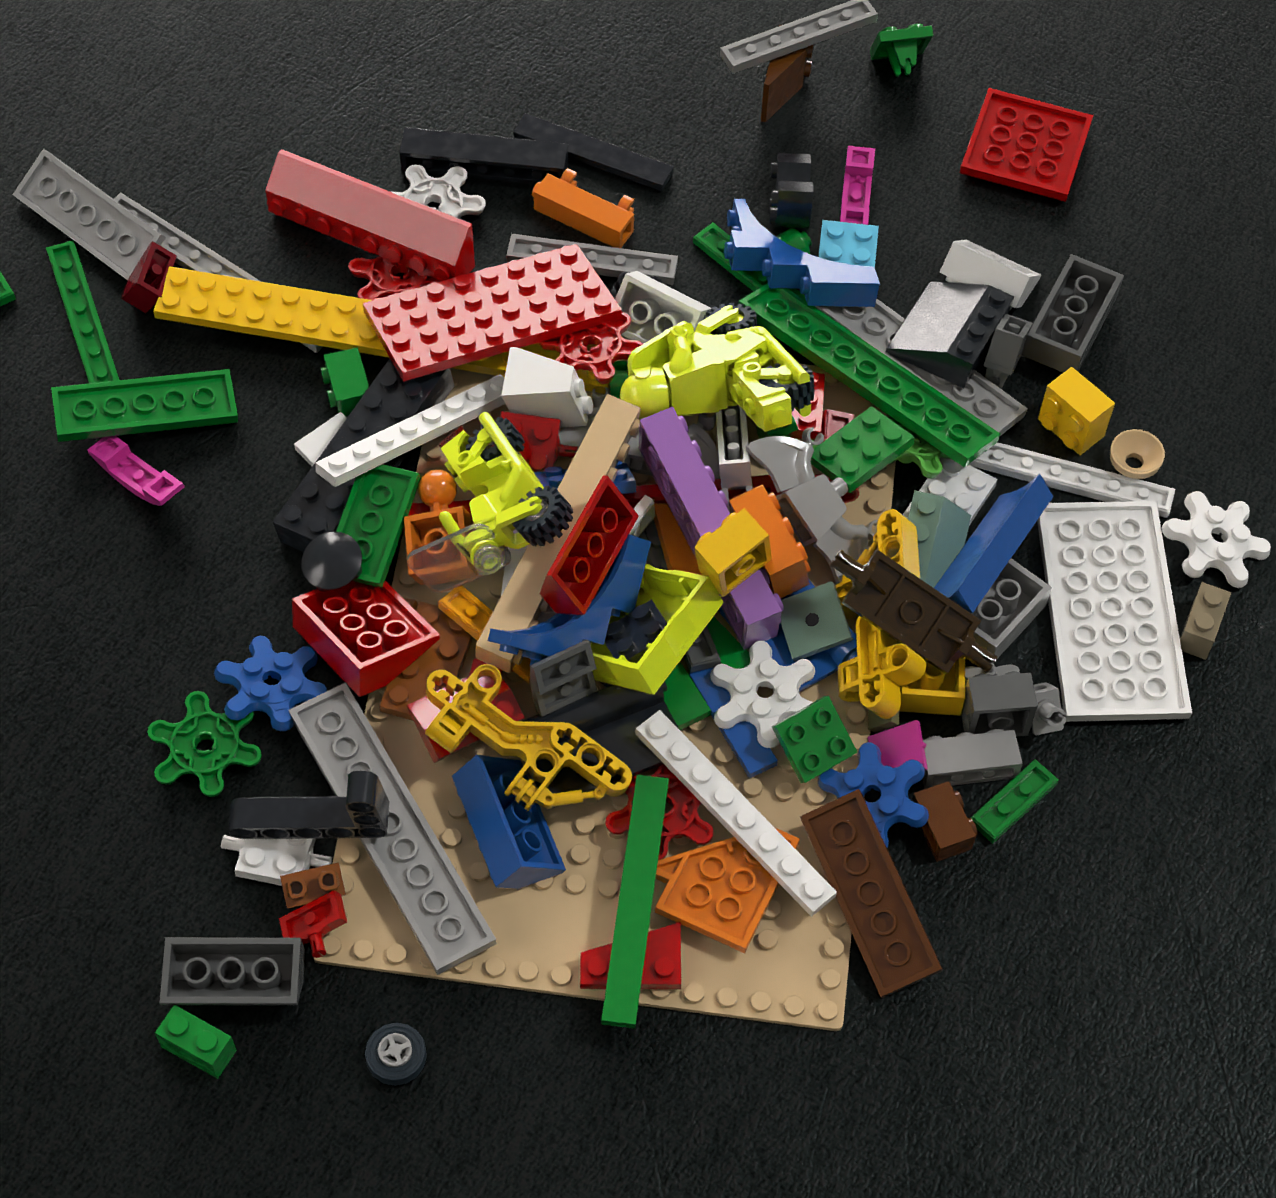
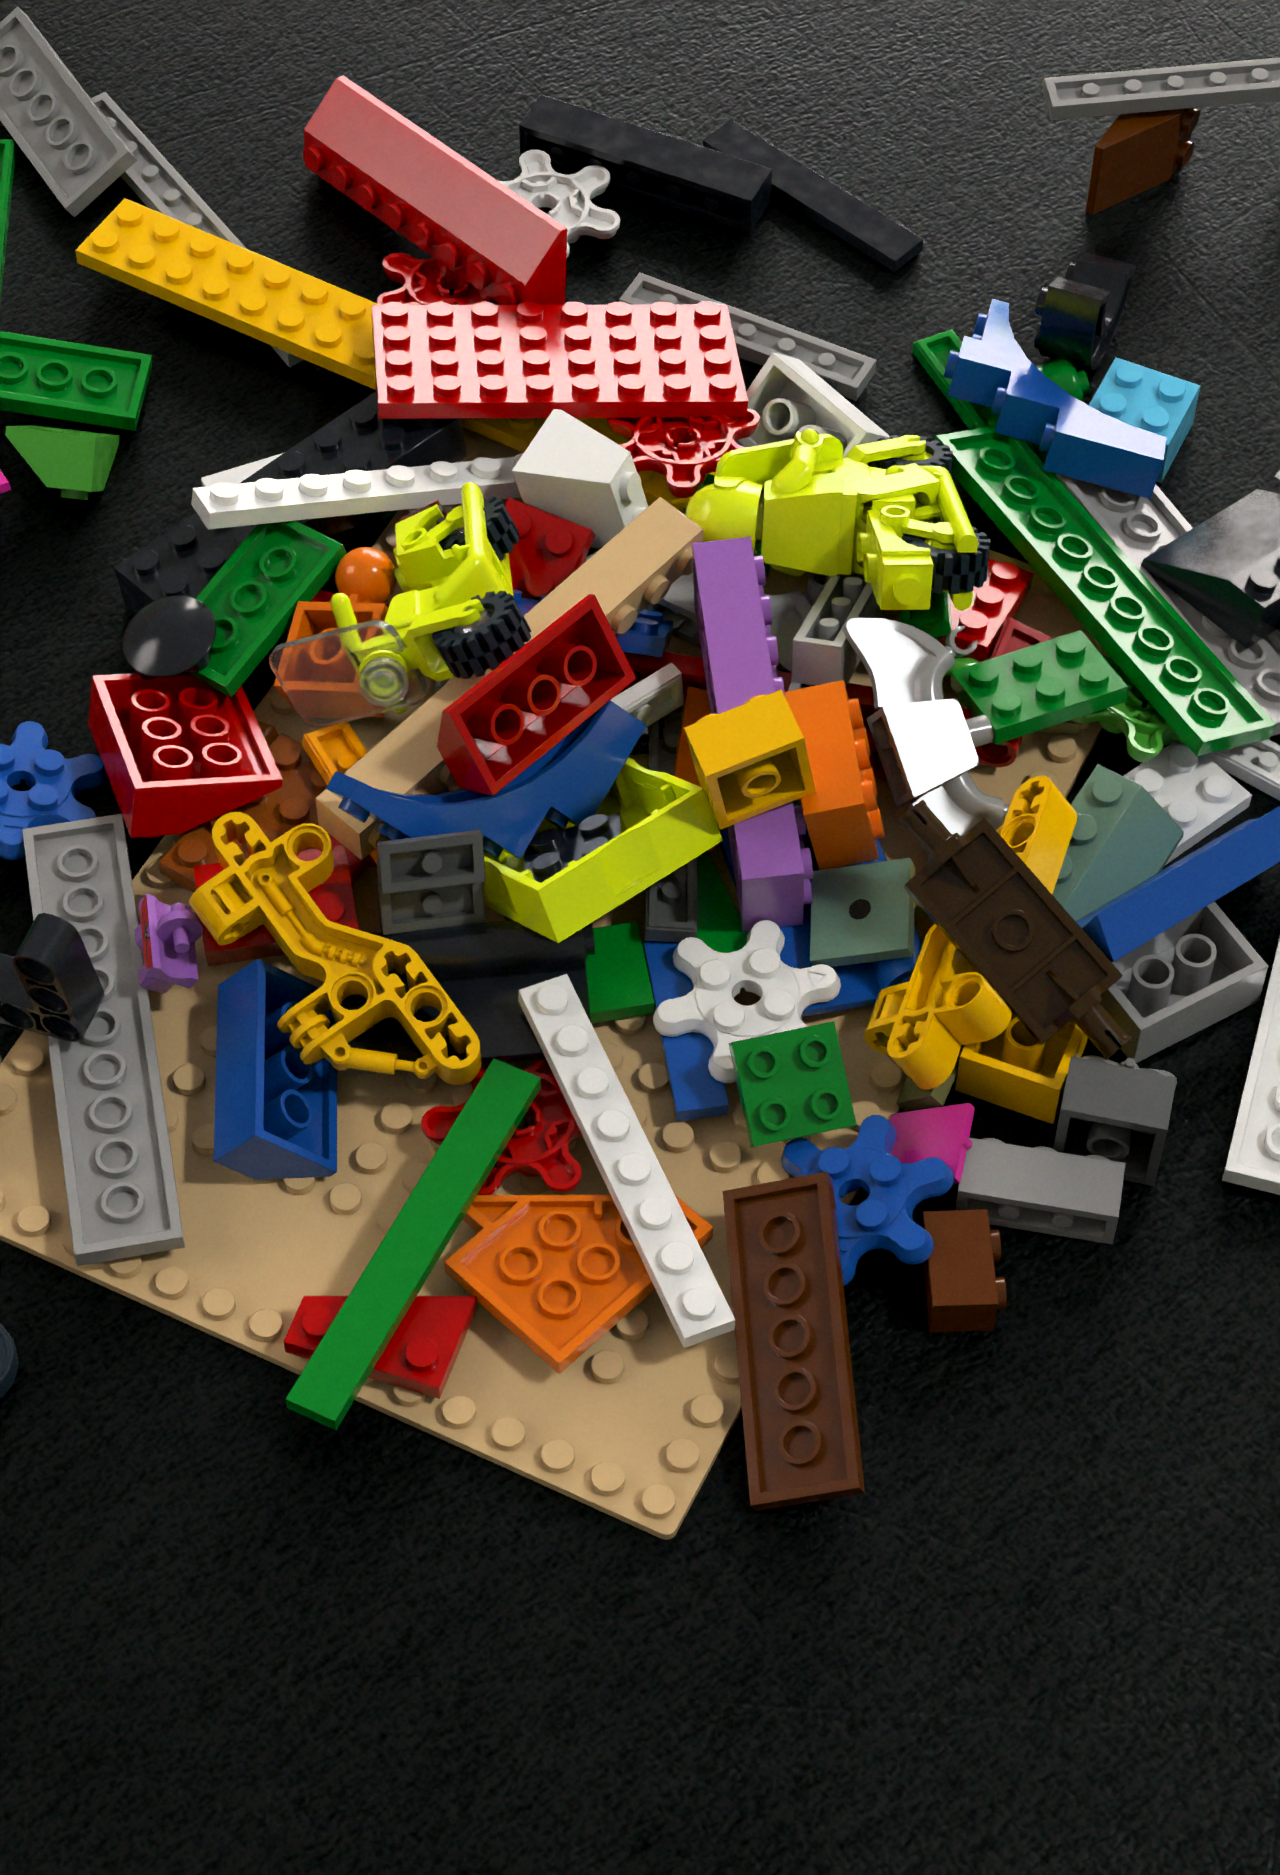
camera: 20 degrees right, 5 degrees down
(148, 277) = (91, 206): dark red slope -> none
(204, 452) = (66, 458): none -> bright green slope
(346, 378) = (309, 402): green brick -> none
(413, 757) = (168, 944): none -> medium lavender hips
(583, 210) = (762, 268): orange brick -> none
(857, 185) = (1198, 327): dark pink slope -> none
(1014, 801) = (1090, 1276): green tile -> none
(1049, 712) = (1193, 1151): light grey bracket -> none

